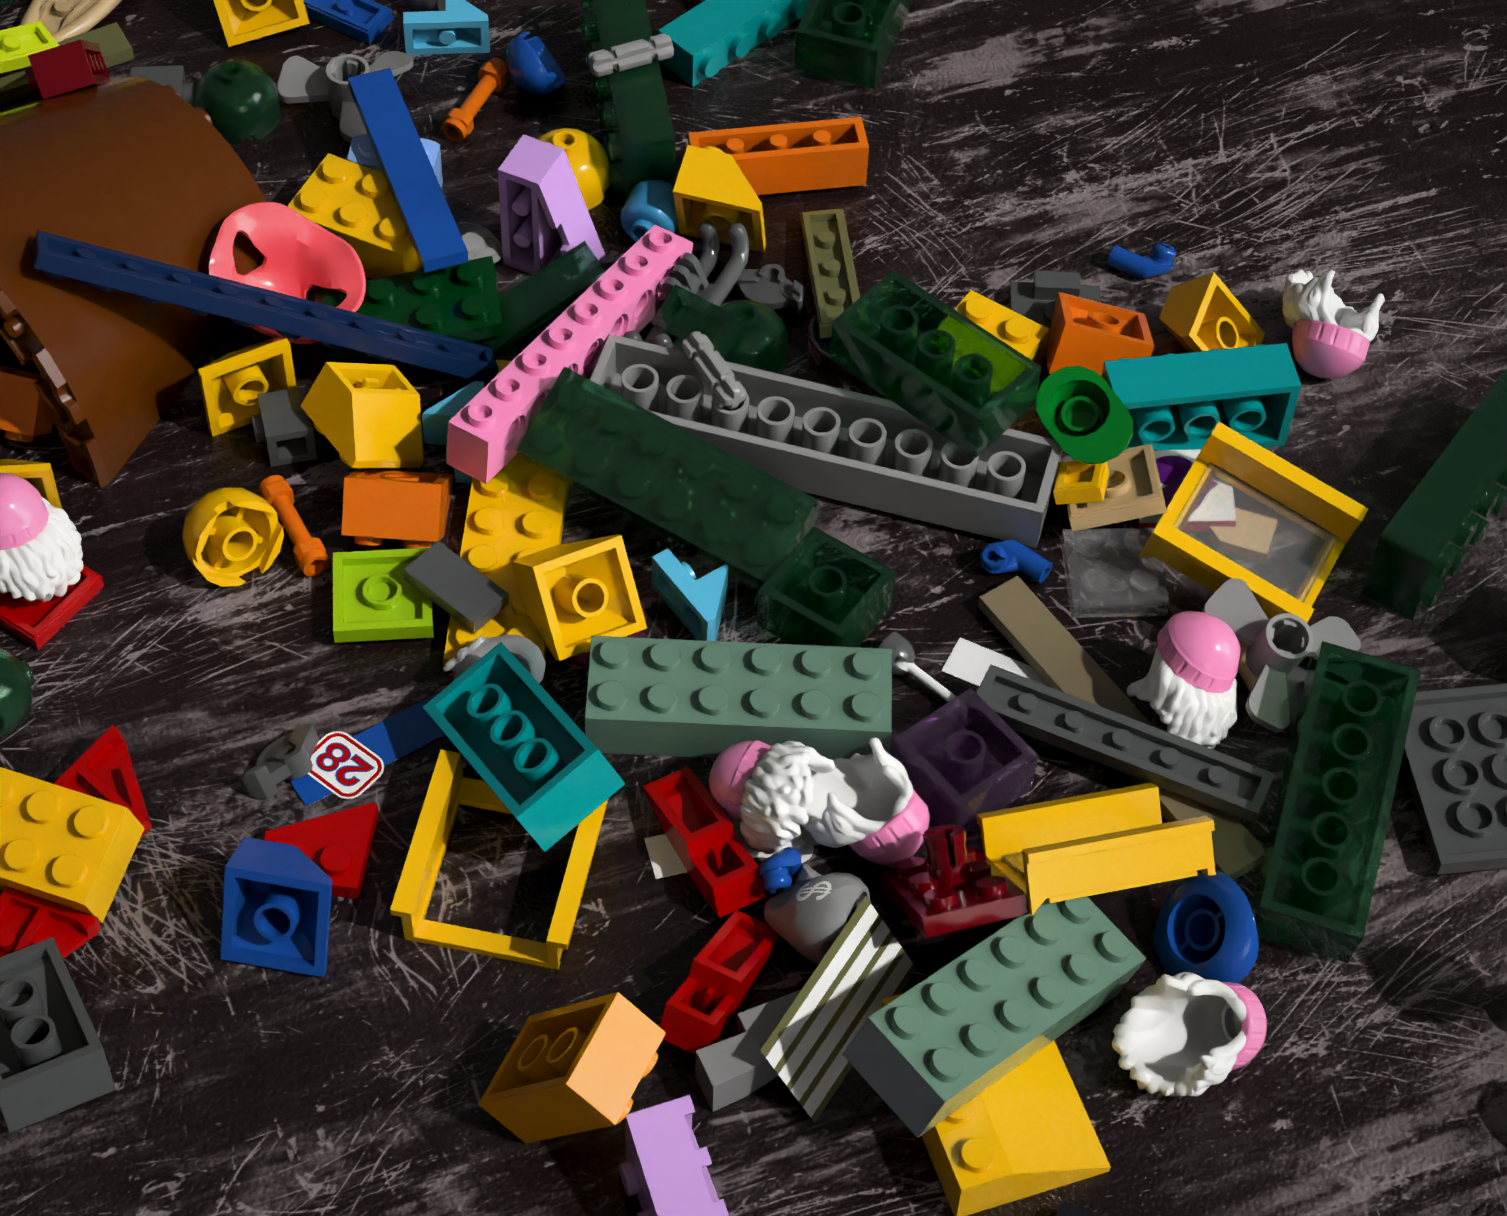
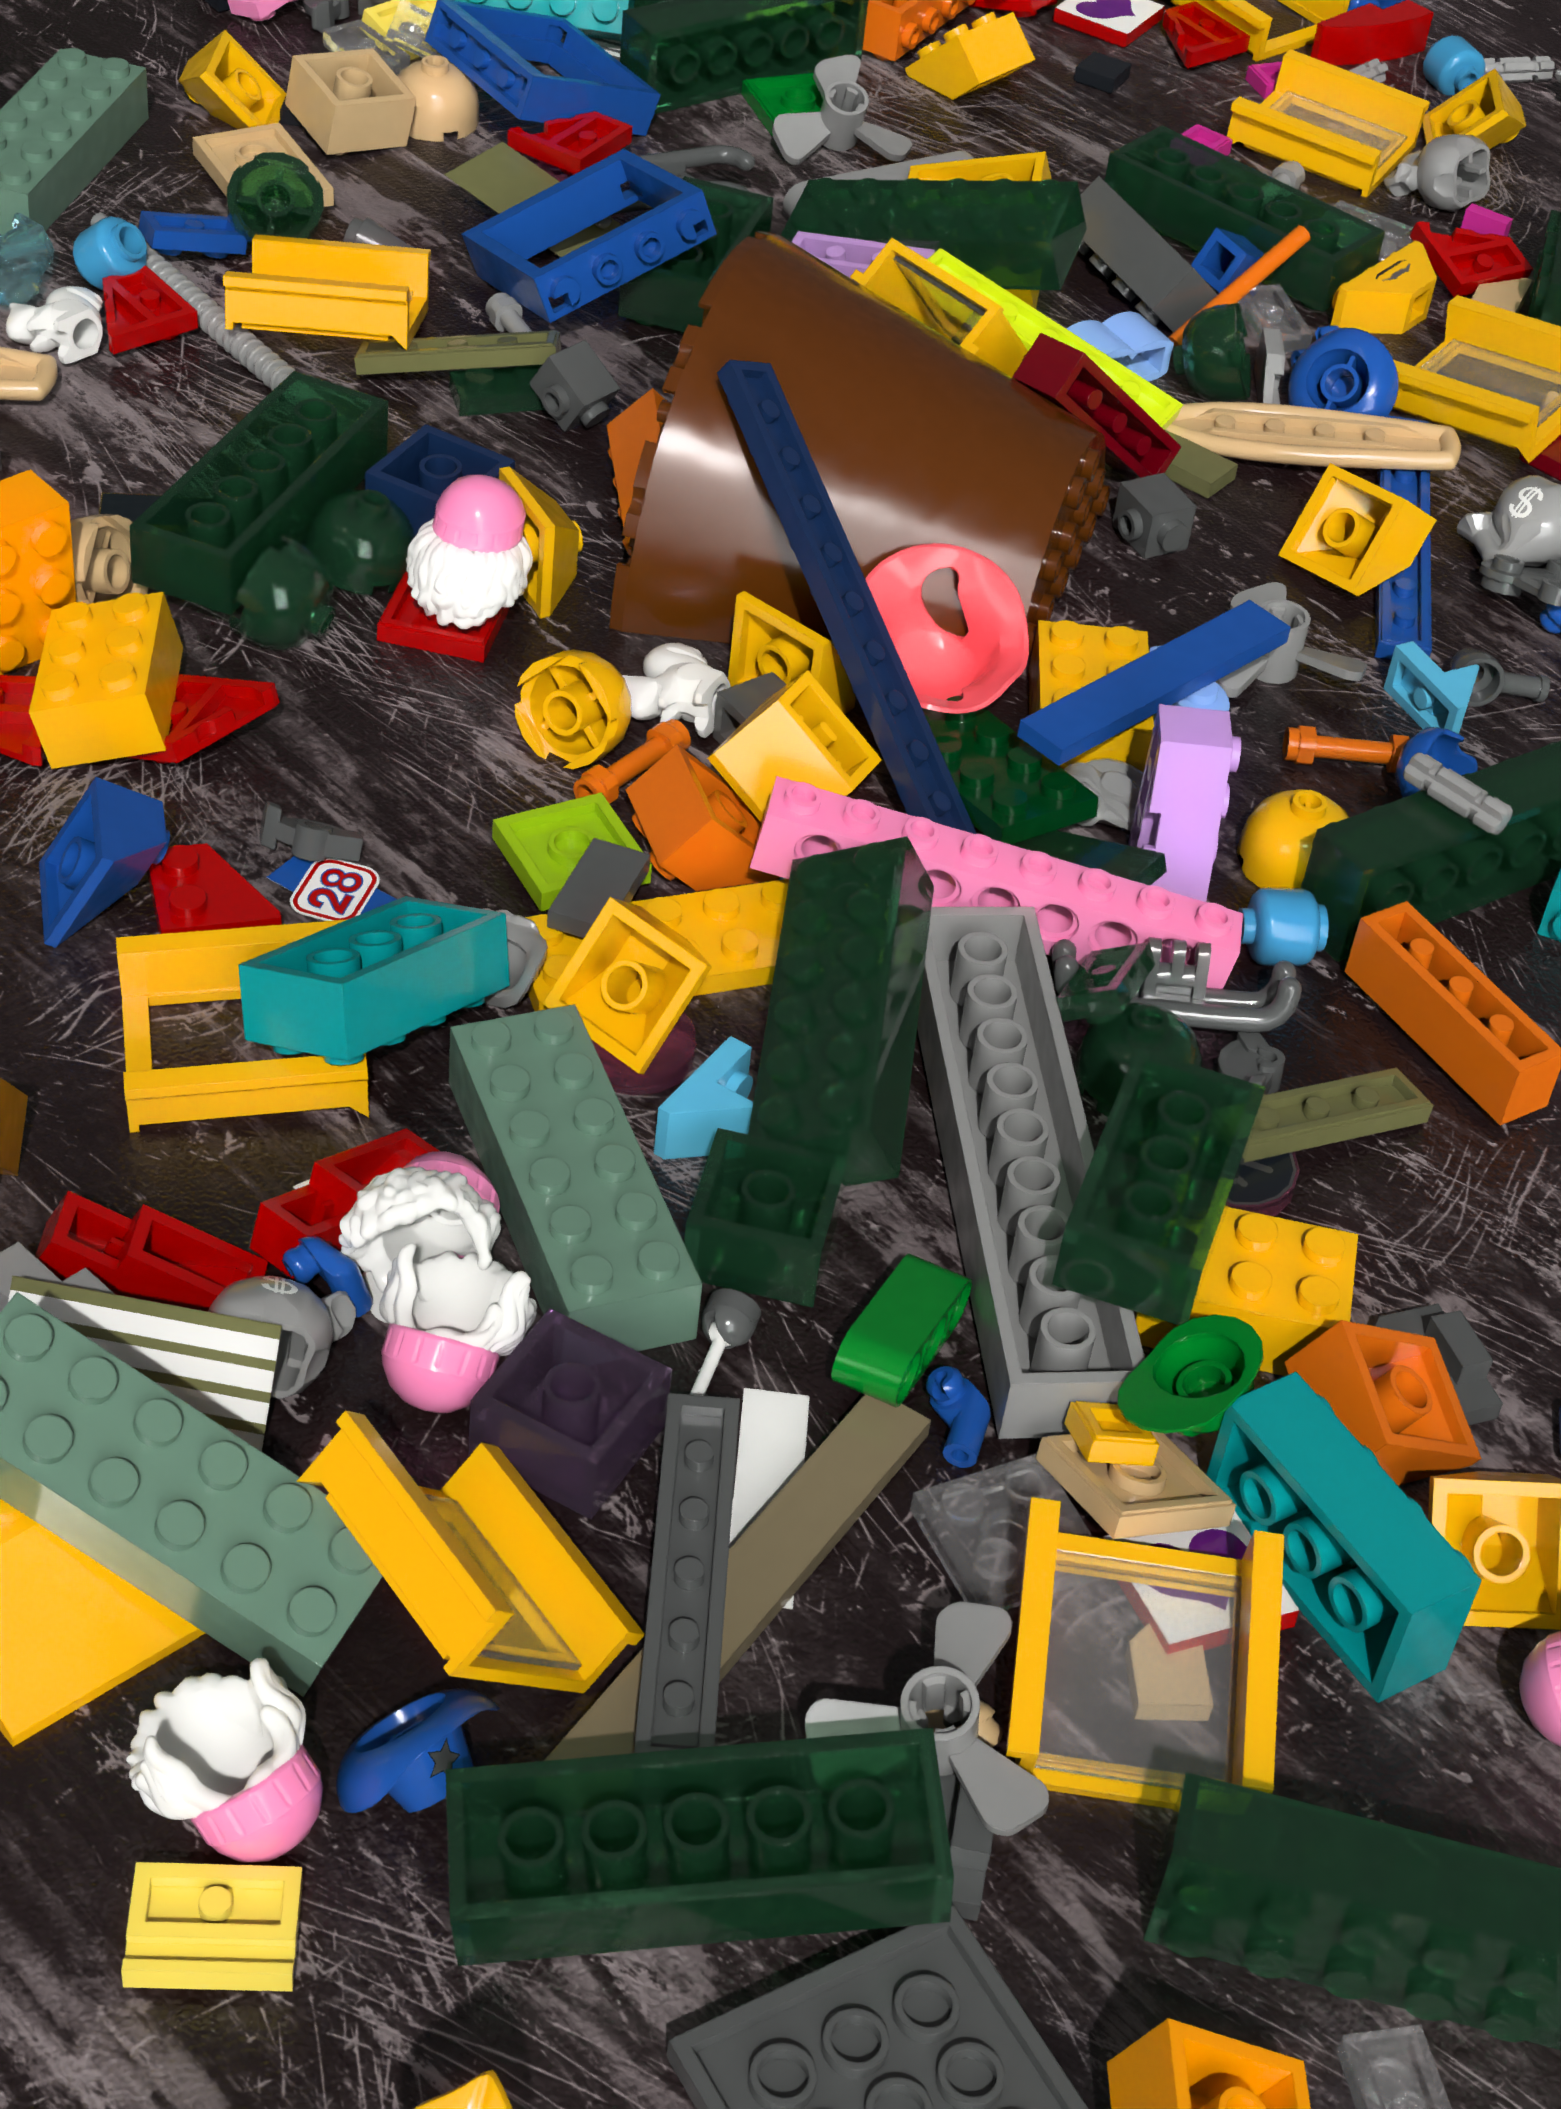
camera: 65 degrees right, 10 degrees down
(222, 457) = (676, 687): none -> white animal
(239, 99) = (1194, 570): clear green cylinder -> none
(714, 369) = (1027, 999): light grey axle -> none
(717, 191) = (1331, 951): yellow slope -> none
(946, 560) = (901, 1330): none -> green beam
(953, 887) = (302, 1408): dark red plate -> none
(1193, 678) = (819, 1626): hair -> none
(1295, 1082) = (212, 1927): none -> light yellow plate

